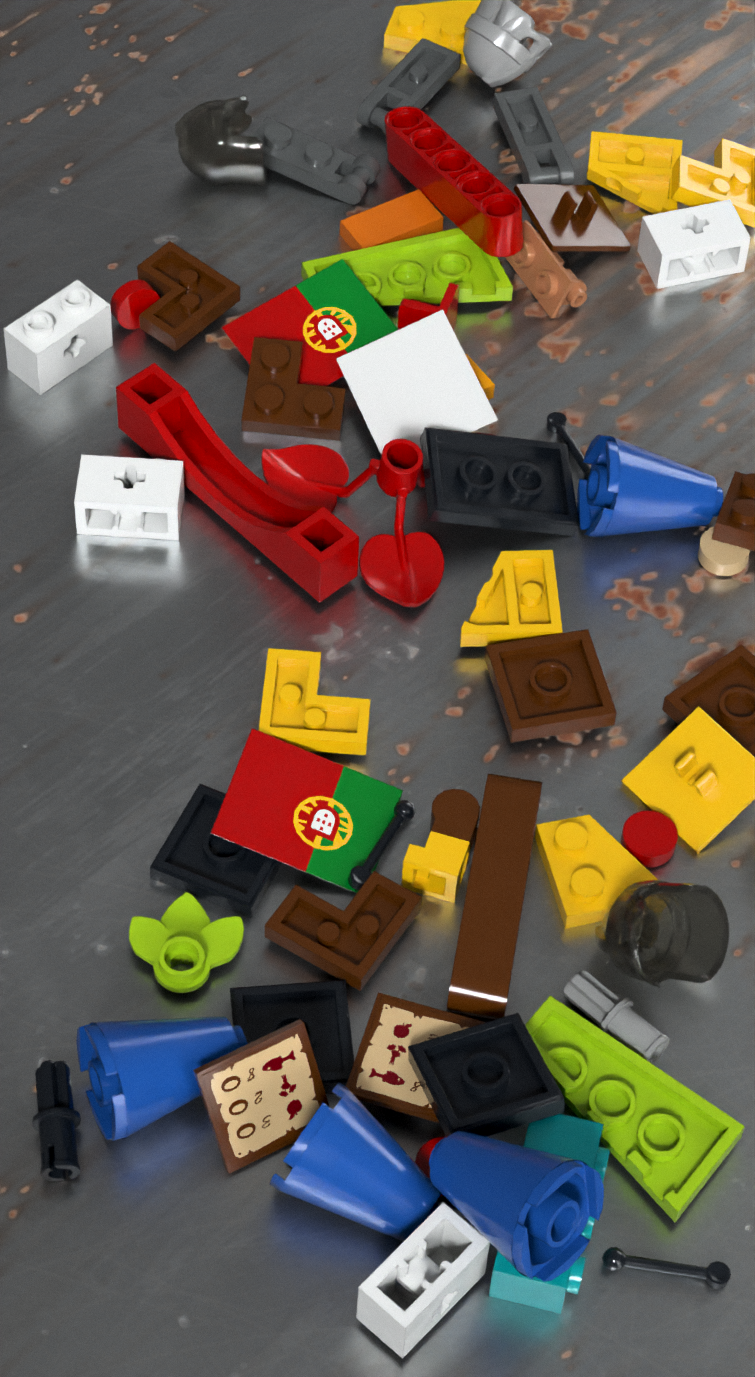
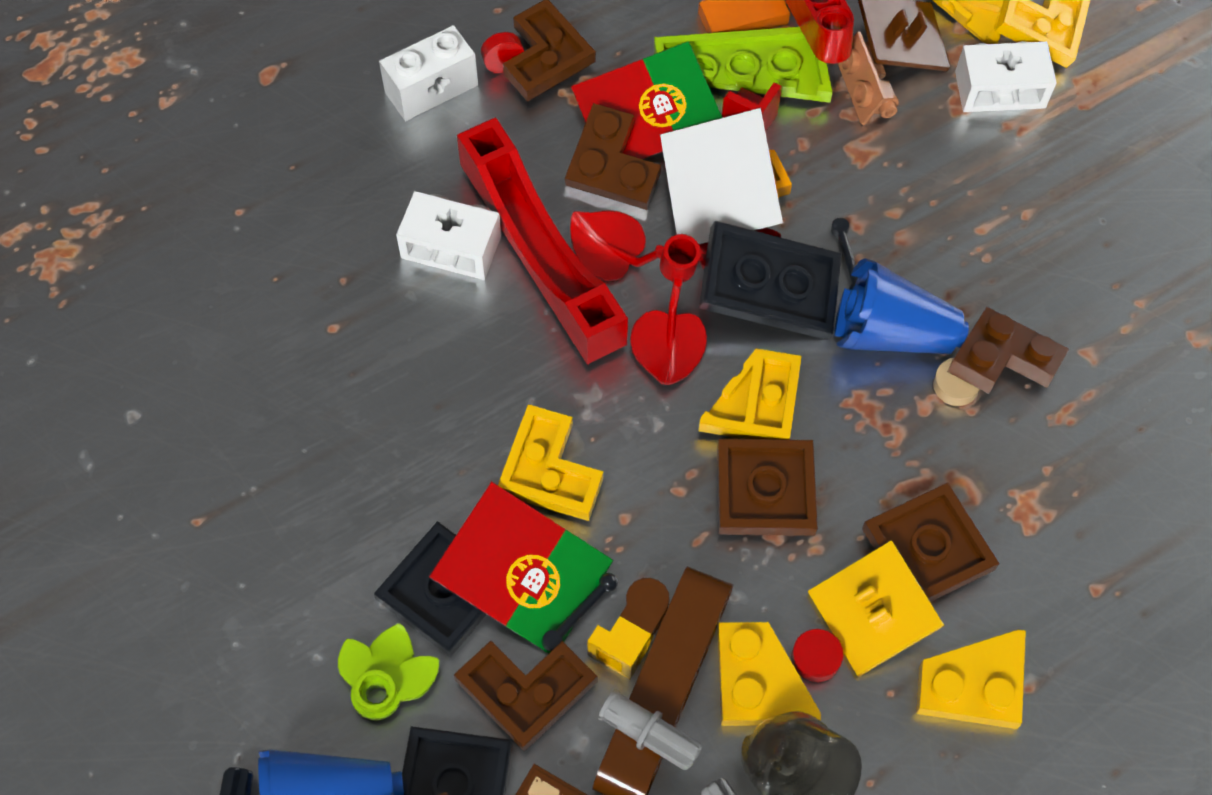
camera: 15 degrees right, 10 degrees up
(495, 926) = (650, 730): none -> light grey axle

